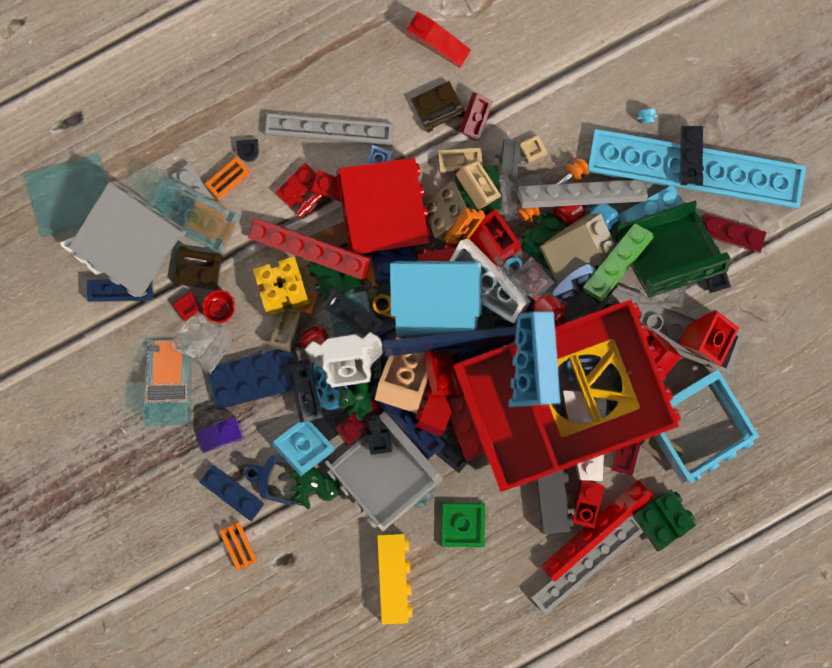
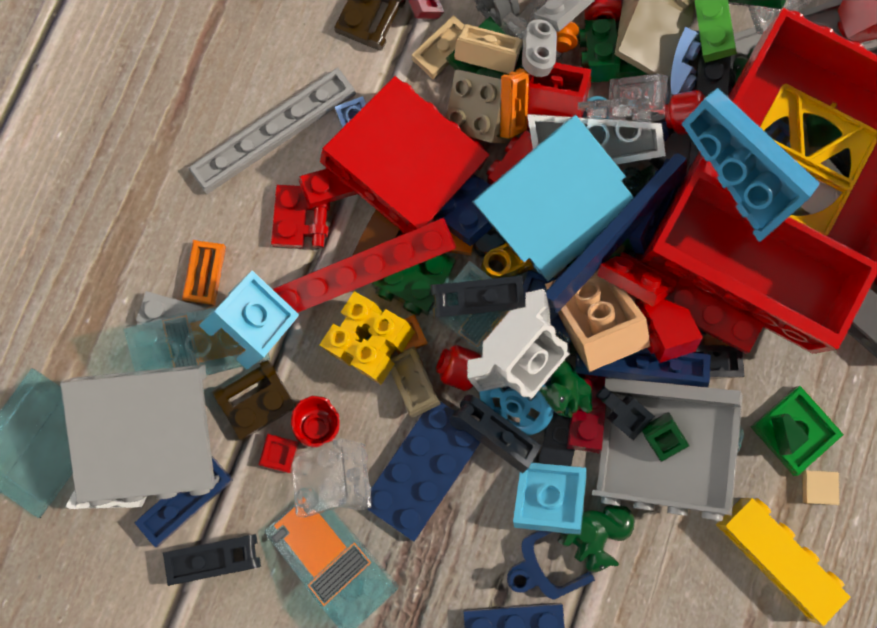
camera: 40 degrees left, 5 degrees down
(109, 331) = (210, 560): none -> black plate
(220, 434) = (443, 568): dark purple slope -> none
(230, 226) = (252, 317): none -> medium azure panel
(248, 150) = (201, 224): black tile -> none
(387, 466) = (665, 437): none -> dark green slope
(447, 562) = (820, 487): none -> tan tile
(452, 520) = (788, 434): none -> dark green slope
(503, 207) = (539, 48): none -> light grey plate

